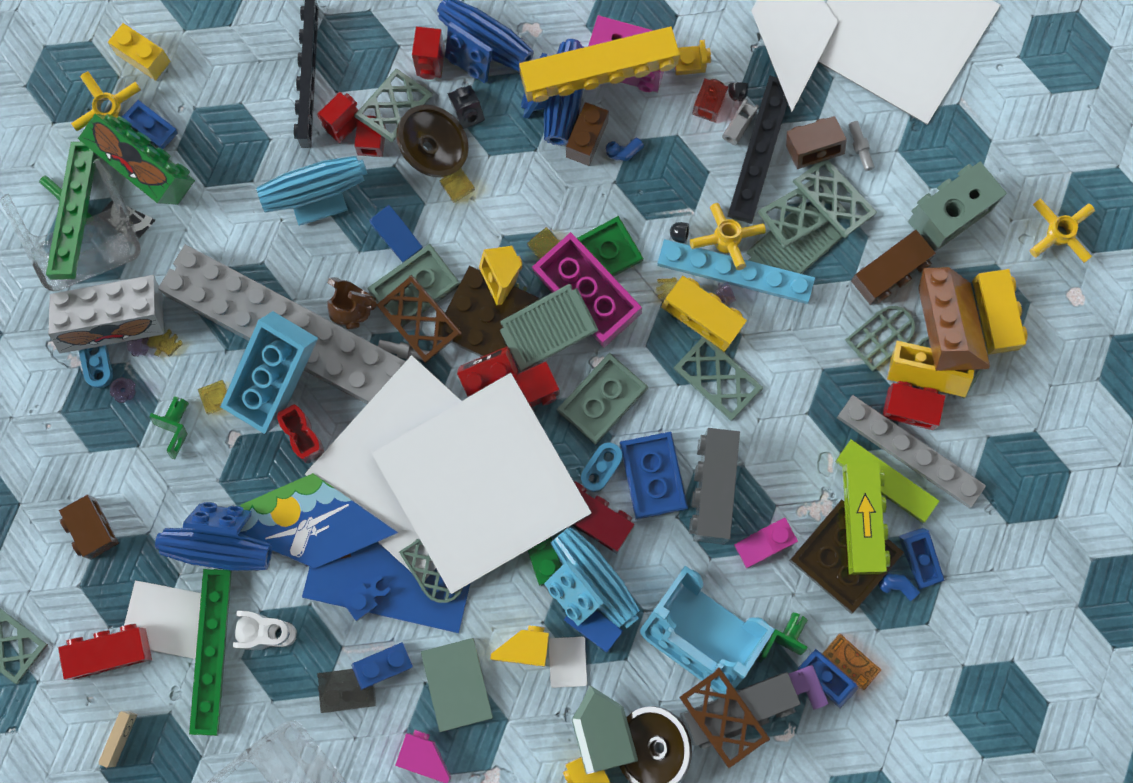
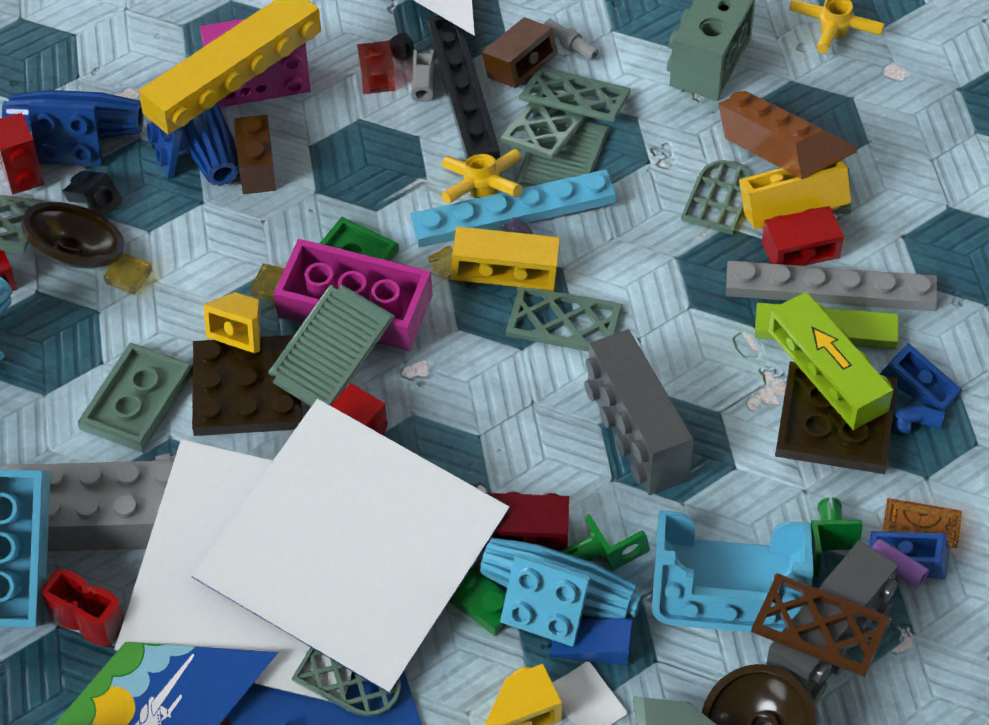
camera: 30 degrees left, 25 degrees down
(349, 304) = (66, 441): reddish brown helmet -> none
(395, 233) = (78, 351): blue slope -> none
(440, 317) = (157, 394): reddish brown window -> none
(486, 370) = (280, 424): red brick -> none
(600, 467) = (486, 469): dark azure plate -> none
(602, 399) = (442, 402): sand green tile -> none
(623, 153) = (301, 160): blue arm -> none
(634, 564) = (596, 546): none -> green bracket
(653, 475) = (556, 449): blue tile -> none
(679, 232) = (422, 199): black hinge -> none
(693, 59) = (331, 43): yellow bracket -> none
(766, 543) = (736, 445): dark pink slope -> none
(893, 268) = (685, 126): reddish brown brick -> none
(999, 311) = (826, 107): yellow brick -> none

